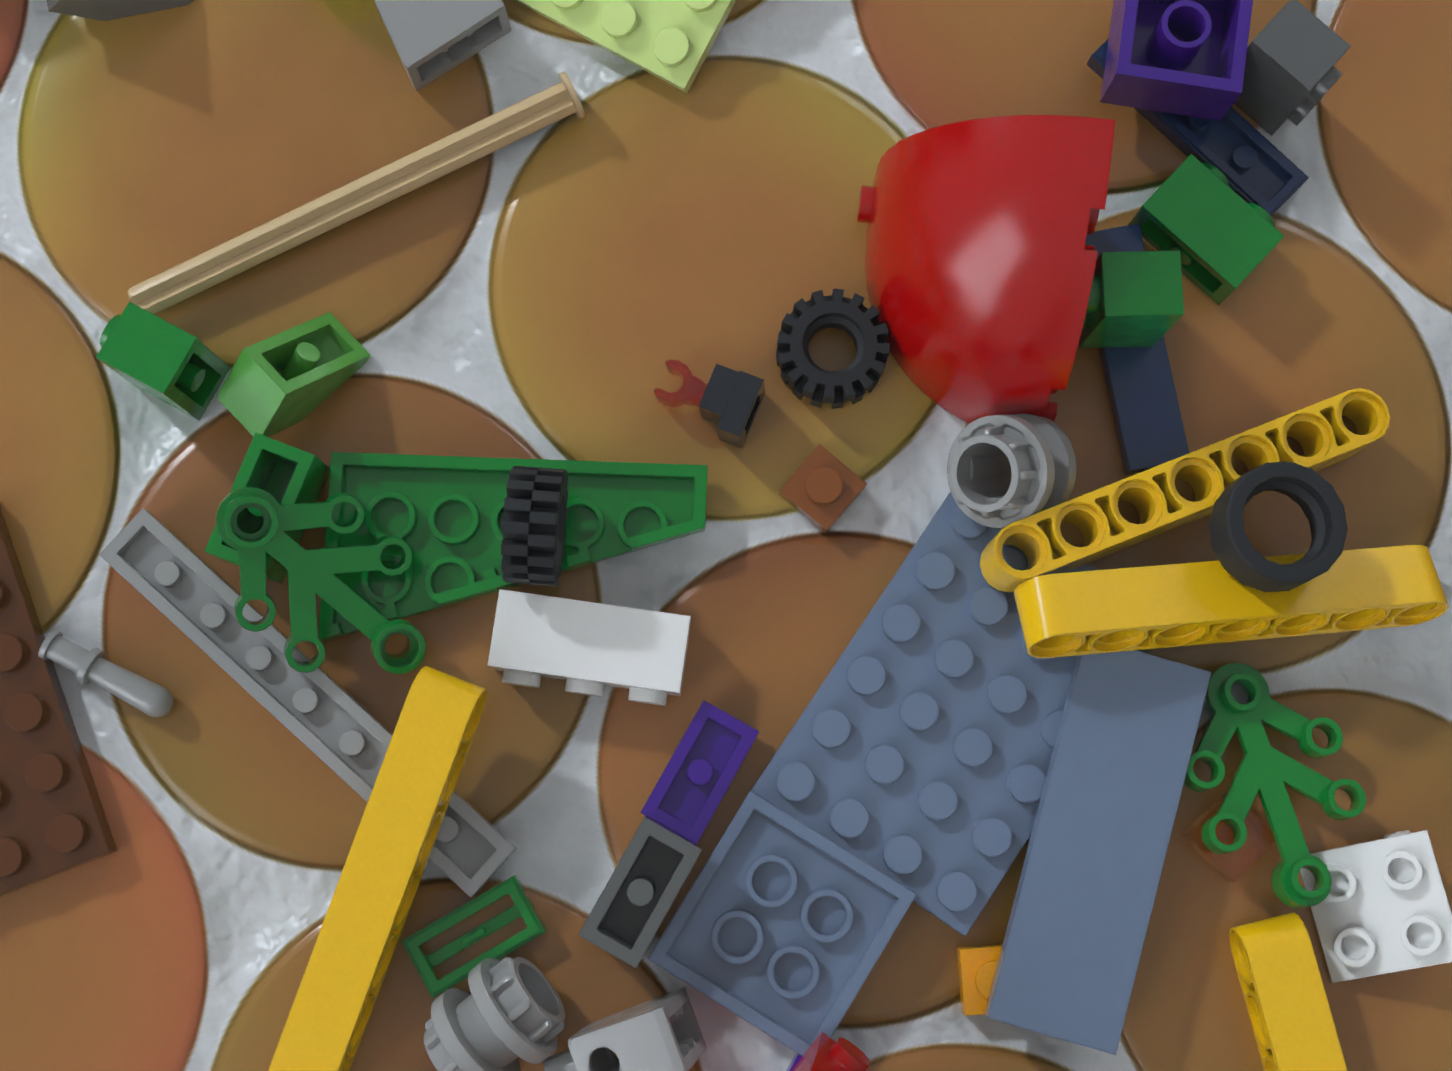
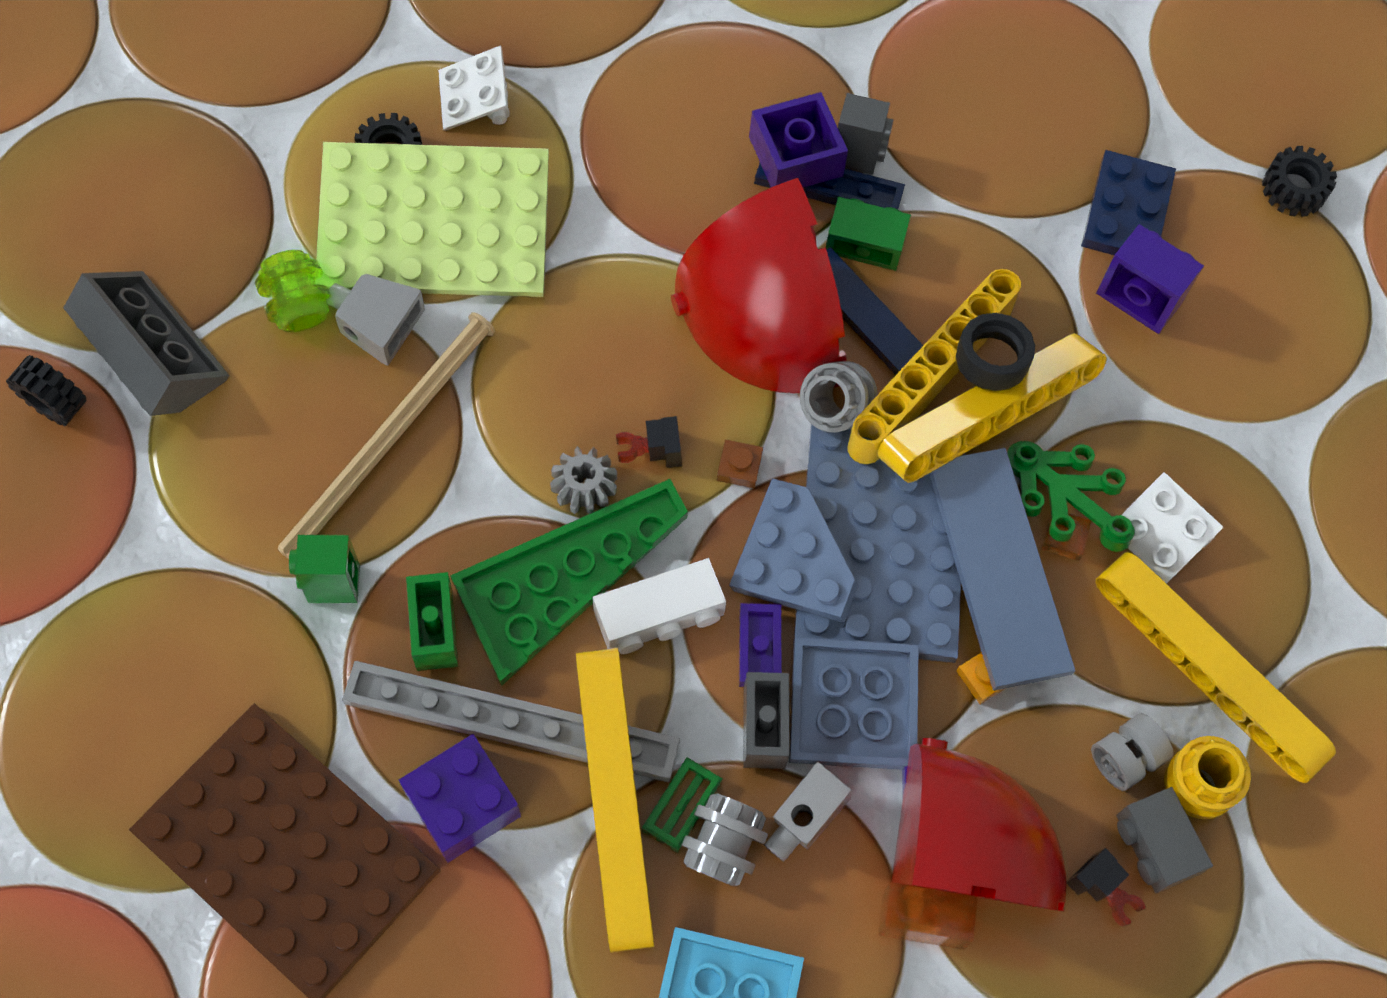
camera: 30 degrees left, 15 degrees down
(92, 667) = (375, 769): light grey piece -> none
(179, 774) = (460, 798): none -> dark purple brick
(290, 374) = (401, 546): bright green slope -> none
(313, 572) = (482, 640): green plant -> none
(534, 525) = (596, 547): black tyre -> none
(587, 383) = (571, 475): none -> light grey gear
(818, 672) = (794, 556): none -> sand blue plate
(839, 313) = (706, 367): black tyre -> none
(1133, 299) = (856, 276): green brick -> none

